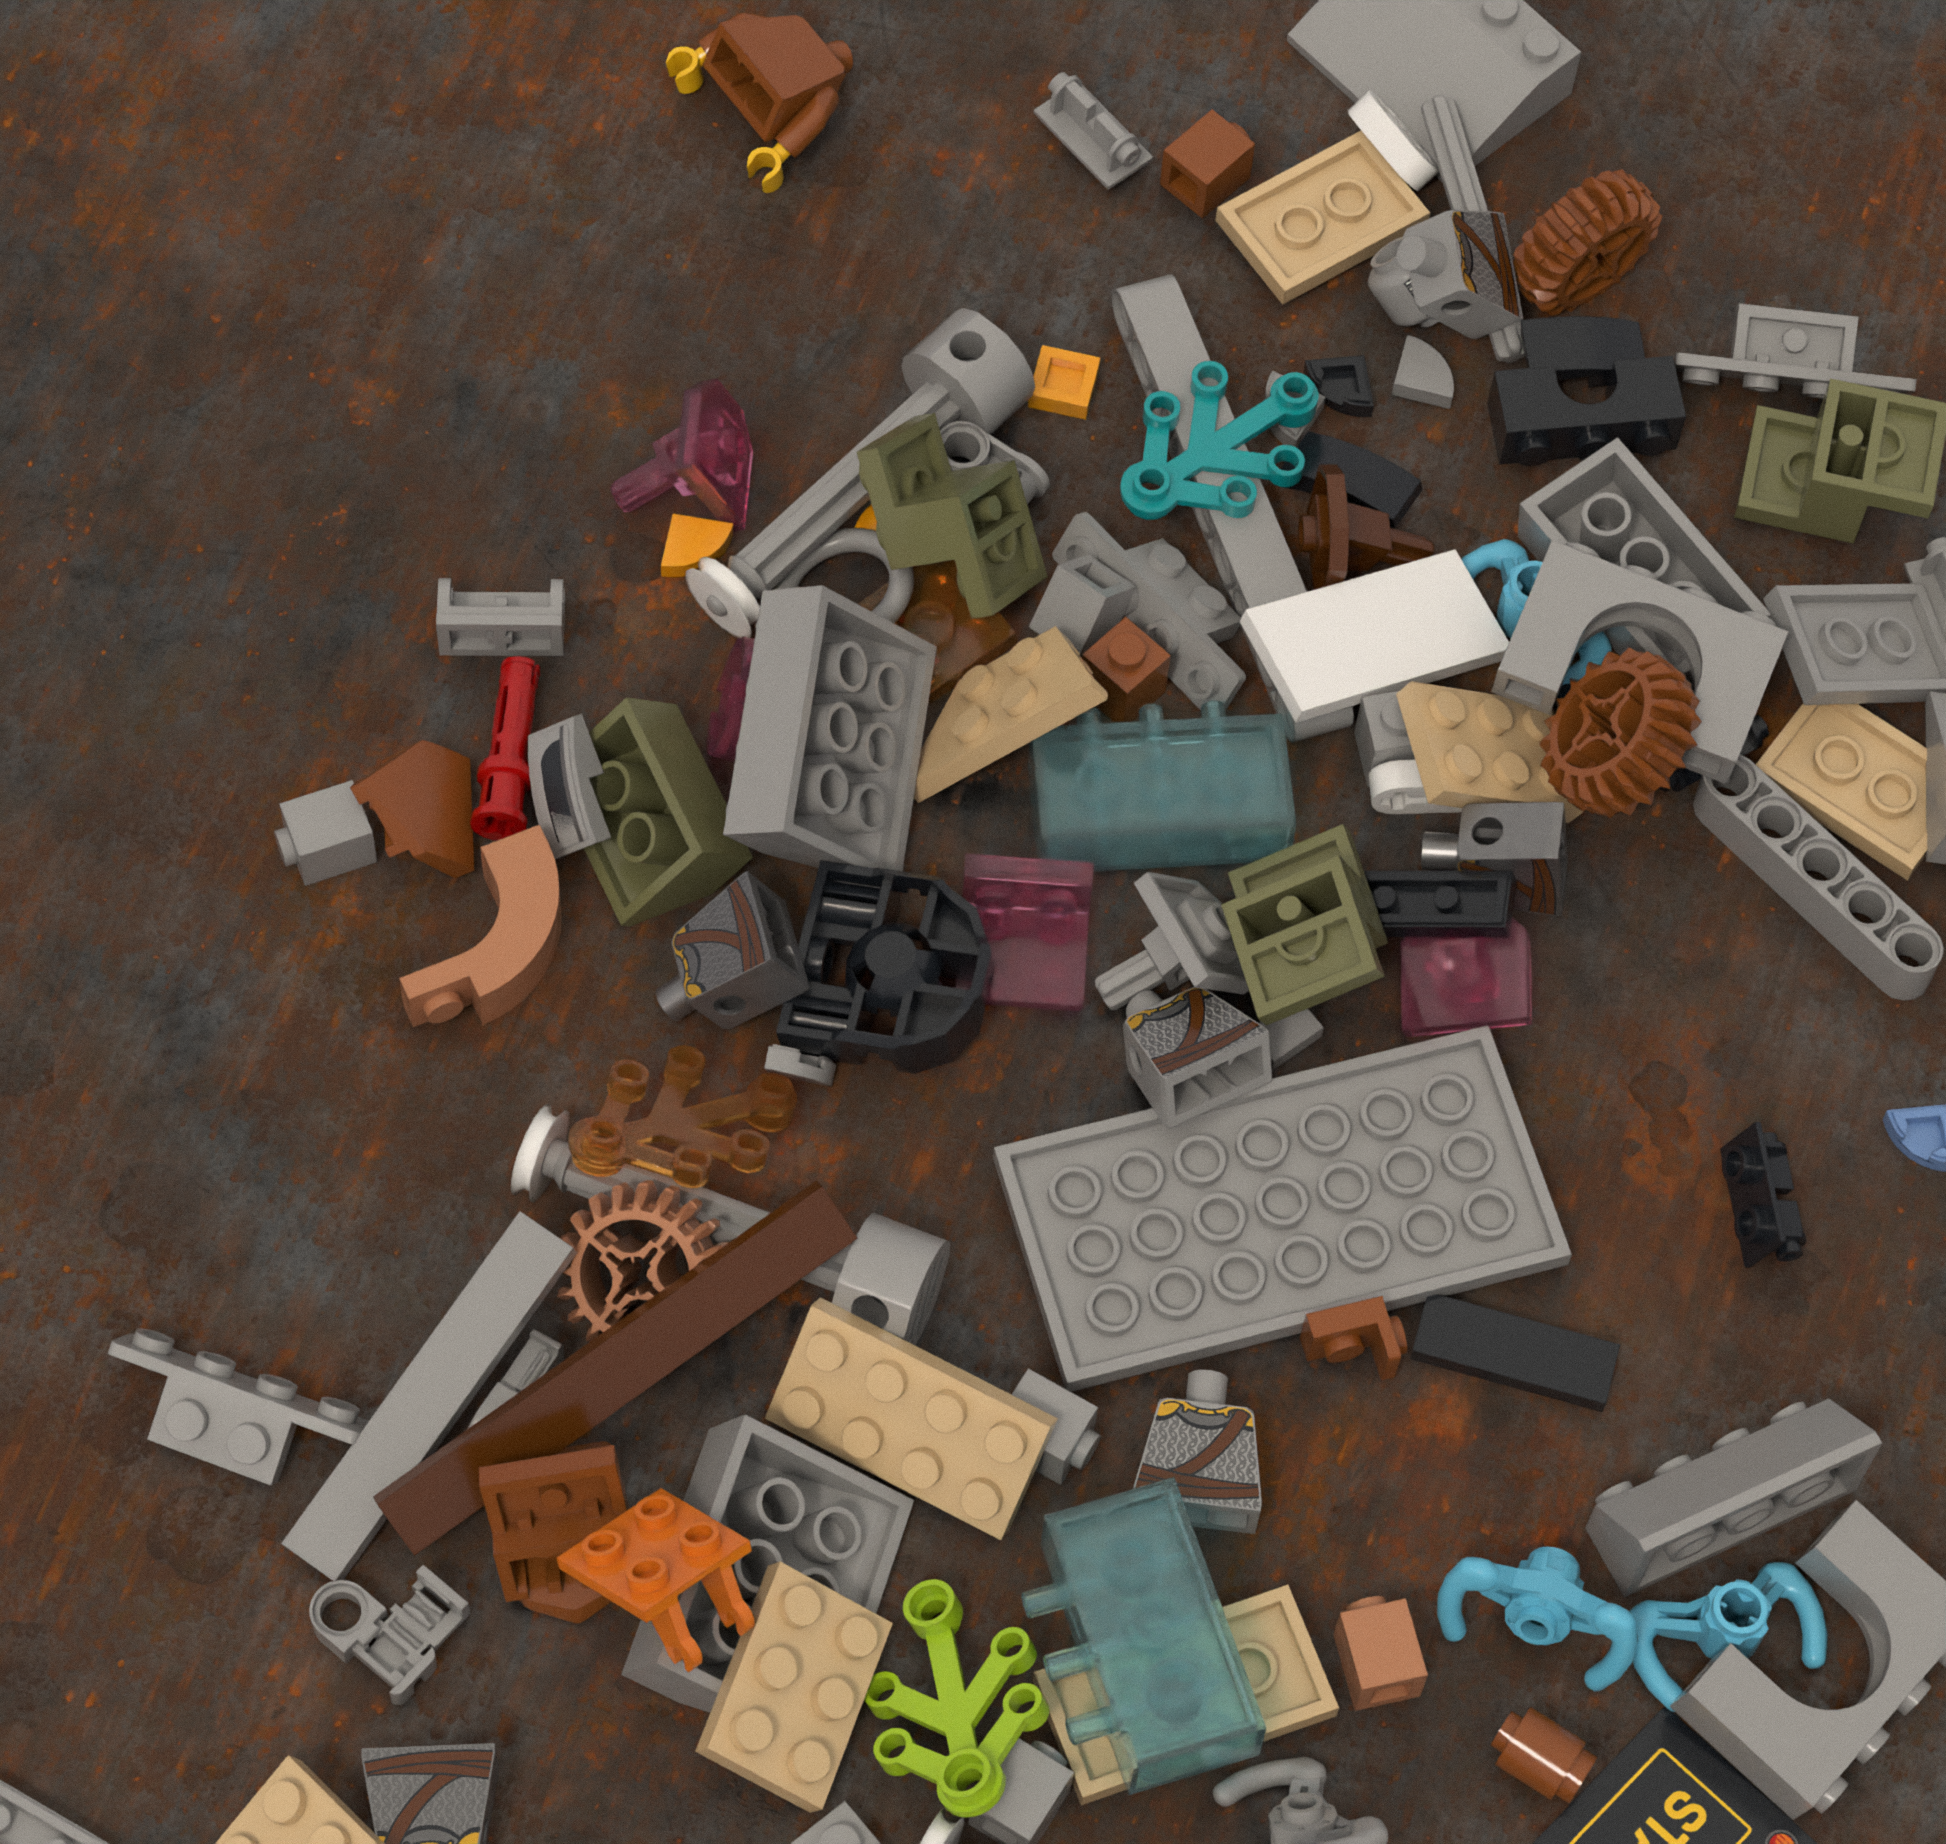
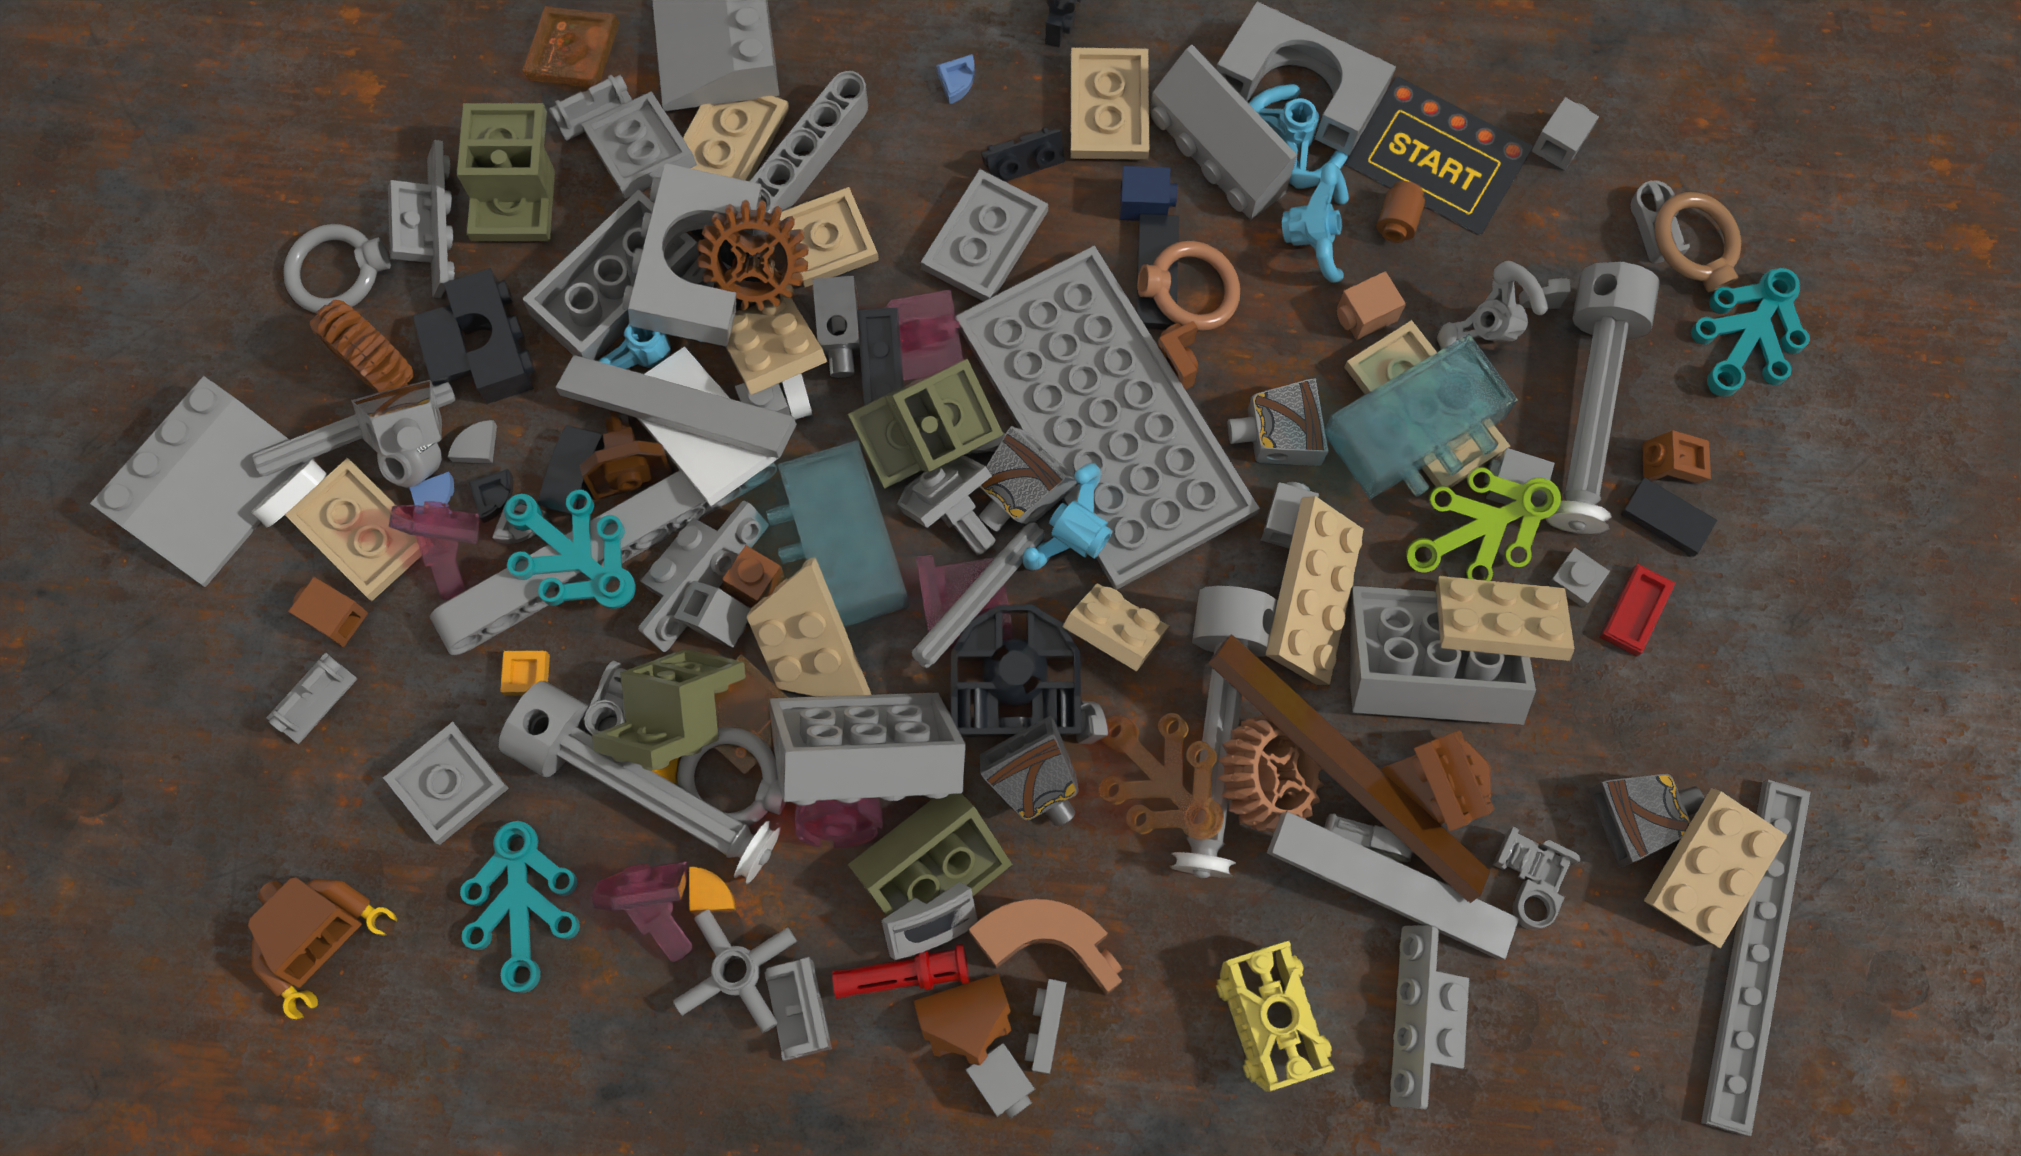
camera: 100 degrees left, 10 degrees up
(301, 1227) = (1253, 1025): none -> light yellow piece
(364, 901) = (1049, 1007): none -> light grey plate
(579, 569) = (746, 987): none -> light grey bar
(656, 1555) = (1479, 702): orange plate -> none
(748, 324) = (517, 899): none -> teal plant
(926, 1122) = (1116, 626): none -> tan plate
(930, 264) = (445, 783): none -> light grey plate
(1021, 942) = (976, 596): none -> light grey axle
(1100, 1100) = (1074, 525): none -> medium azure piece
(1283, 295) = (438, 537): none -> clear pink piece
(1352, 310) = (434, 489): none -> medium blue tile
(1405, 607) = (677, 406): none -> light grey tile
(1487, 1324) = (1155, 283): none -> nougat piece
(1623, 1105) = (984, 236): none -> light grey plate
(1652, 1358) = (1146, 192): none -> dark blue brick
(1665, 882) = (834, 235): none -> tan plate
(1747, 280) = (369, 254): none -> light grey piece
(1837, 1342) = (1109, 103): none -> tan plate

